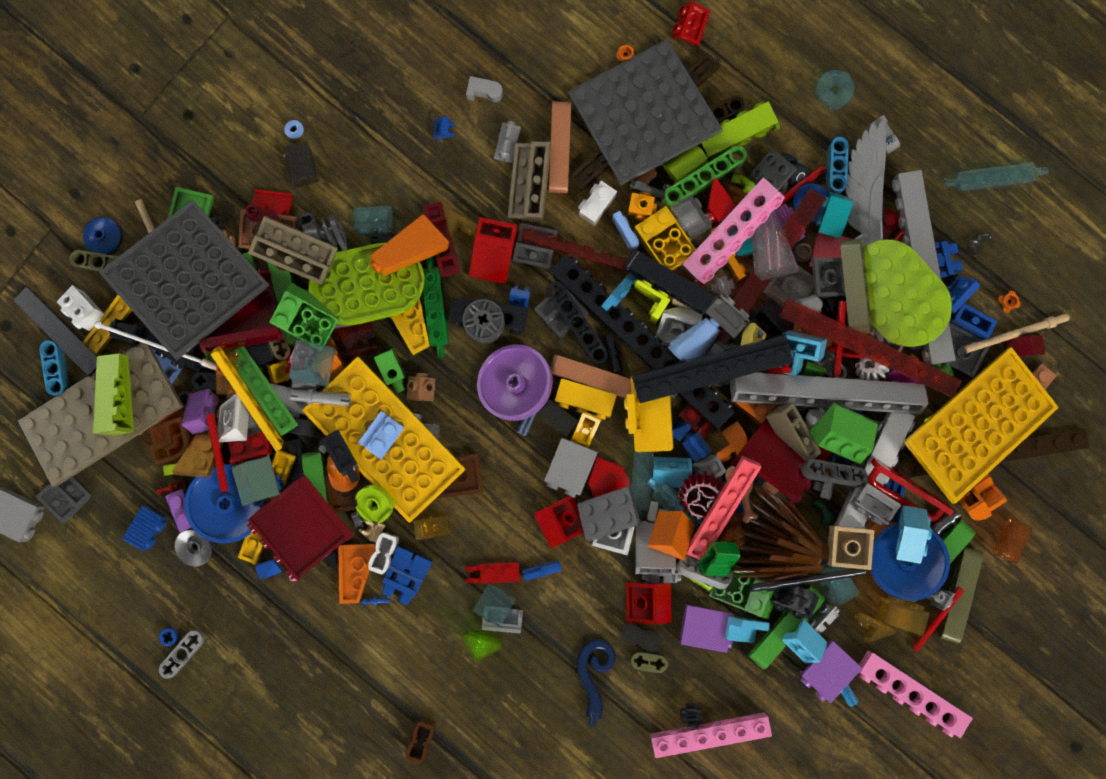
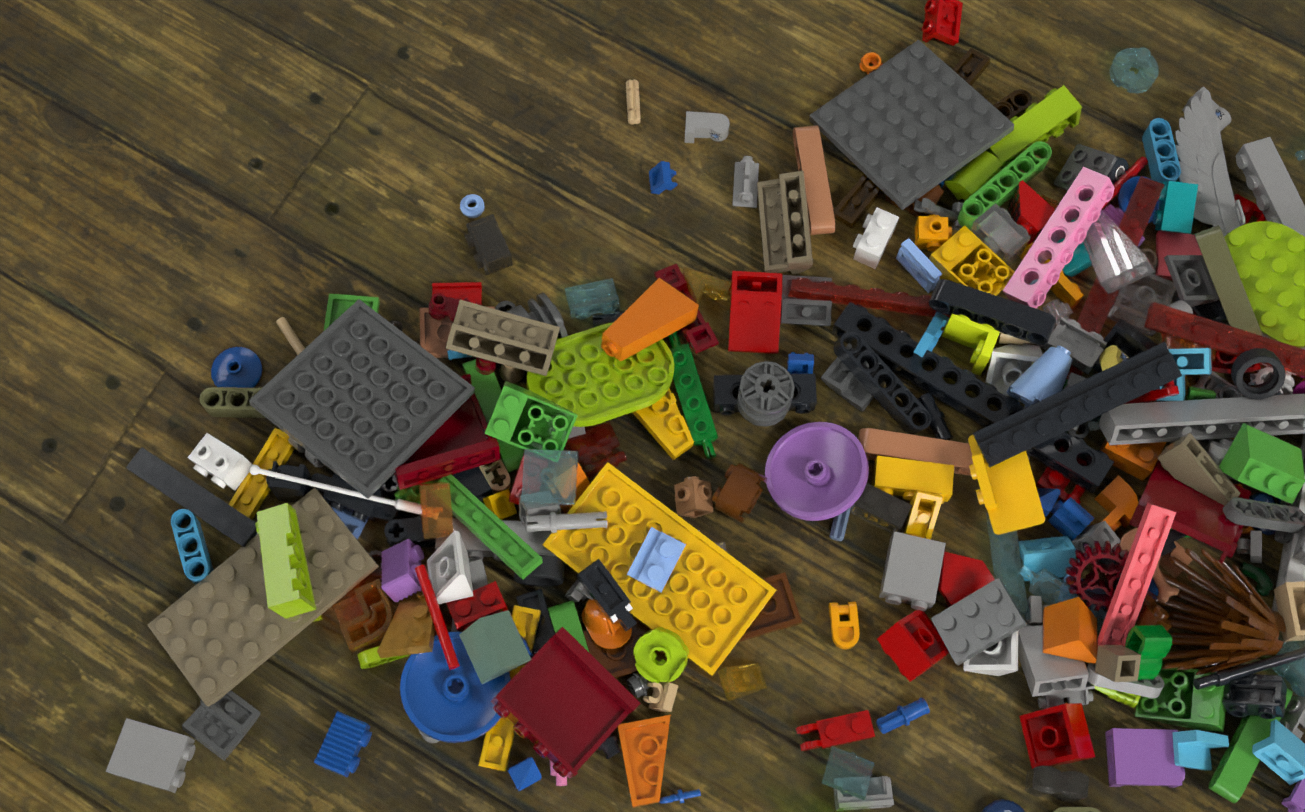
camera: 15 degrees left, 15 degrees down
(171, 488) = (372, 684): red hand -> none
(177, 506) = (389, 703): medium lavender brick -> none
(188, 552) = (402, 762): flat silver dish -> none
(247, 398) = (469, 537): yellow tile -> none
(382, 558) = (682, 730): white brick -> none
(387, 361) = (646, 468): bright green torso -> none
(417, 572) = (734, 741): blue hips -> none
(432, 57) = (633, 101): none -> tan axle
(454, 390) = (739, 491): none -> reddish brown brick
(513, 505) = (844, 633): none -> light orange plate
(697, 564) = (1117, 663): none -> dark tan brick
(743, 181) = (1057, 190): lime arm -> none
(838, 348) = (1224, 358): red piece -> none
(857, 352) = (1262, 390): none -> black tyre

